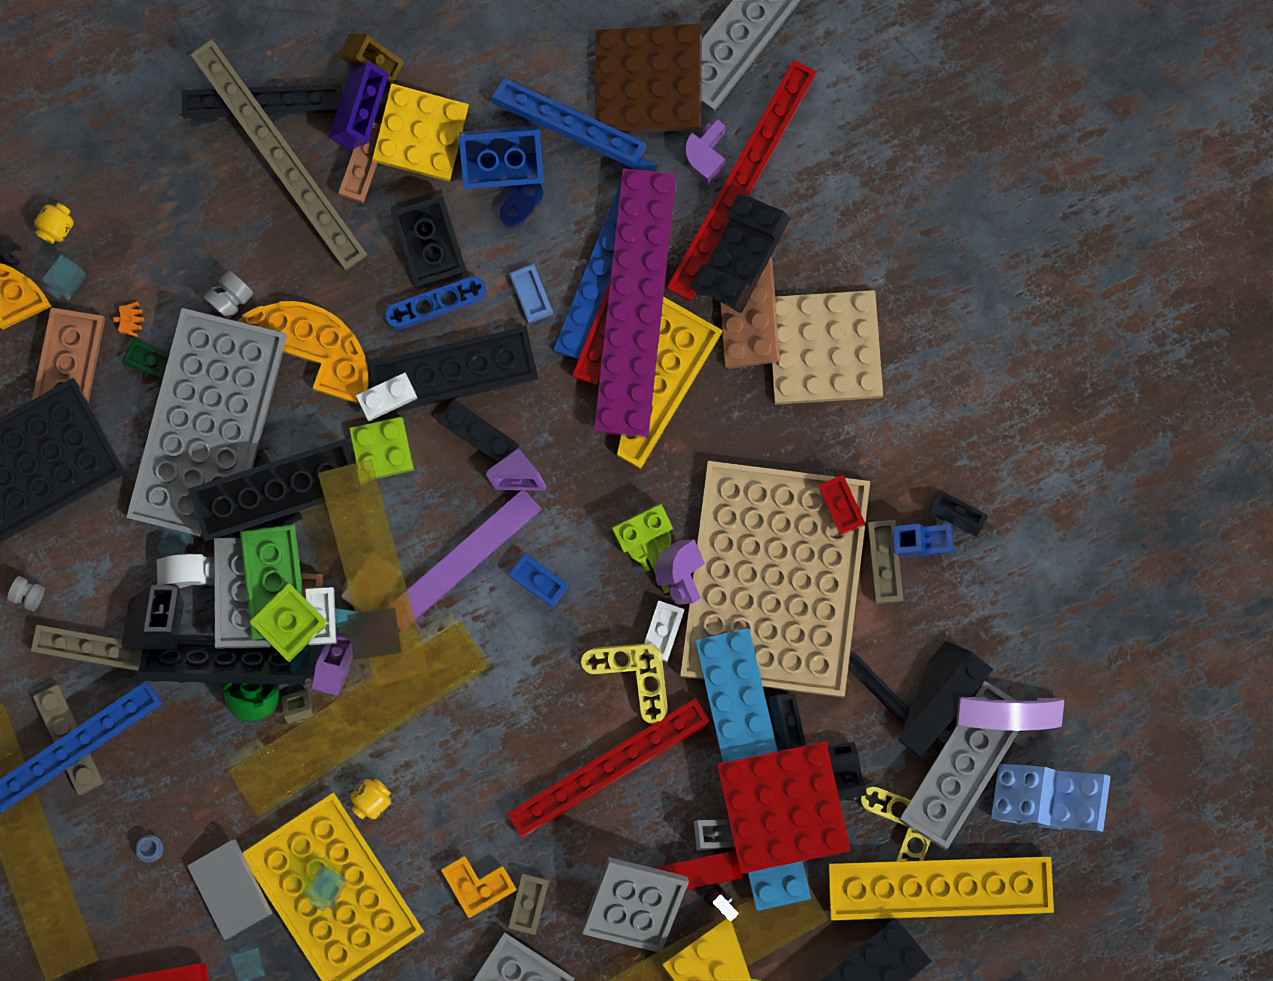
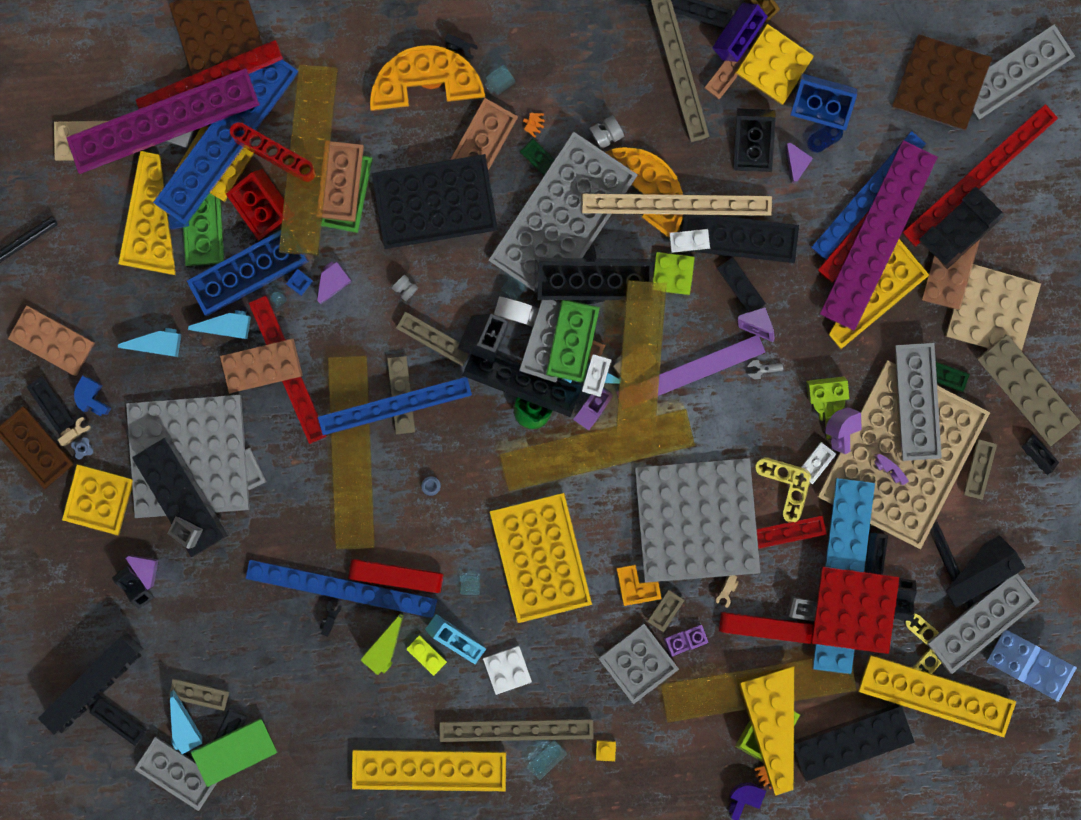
camera: 15 degrees right, 10 degrees up
(53, 223) = (505, 39): yellow head -> none
(229, 889) = (475, 532): light grey tile -> none
(289, 622) = (574, 373): lime plate -> none
(297, 706) = (559, 427): dark tan plate -> none
(325, 888) = (538, 555): clear light blue brick -> none
(351, 355) = (676, 204): none -> tan plate
(370, 799) = (586, 506): yellow head -> none
(374, 633) = (627, 400): clear smoke piece -> none
(437, 307) = (743, 183): blue beam -> none
(495, 244) = (797, 161): none -> medium lavender slope
(528, 765) = (697, 520): none -> light grey plate
(531, 293) = (809, 202): medium blue tile -> none
(538, 580) = (746, 400): blue plate -> none
(547, 532) = (763, 368): none -> light grey bar
(566, 939) = (686, 640): none -> medium lavender slope
(569, 123) = (877, 94): blue plate -> none
(604, 837) = (729, 585): none -> tan plate
(634, 905) = (735, 638): light grey plate -> none
(700, 156) = (957, 148): medium lavender brick -> none
(721, 901) = (792, 655): plate -> none
(755, 597) = (886, 465): none -> medium lavender slope
(767, 500) = (918, 401): none -> light grey plate
(785, 454) = (951, 377): none -> dark green tile
(841, 505) = (966, 423): red plate -> none
(910, 434) = (1028, 390): none -> dark tan plate
(921, 541) = (1011, 465): blue brick -> none
(1010, 715) = (1024, 601): lavender slope -> none

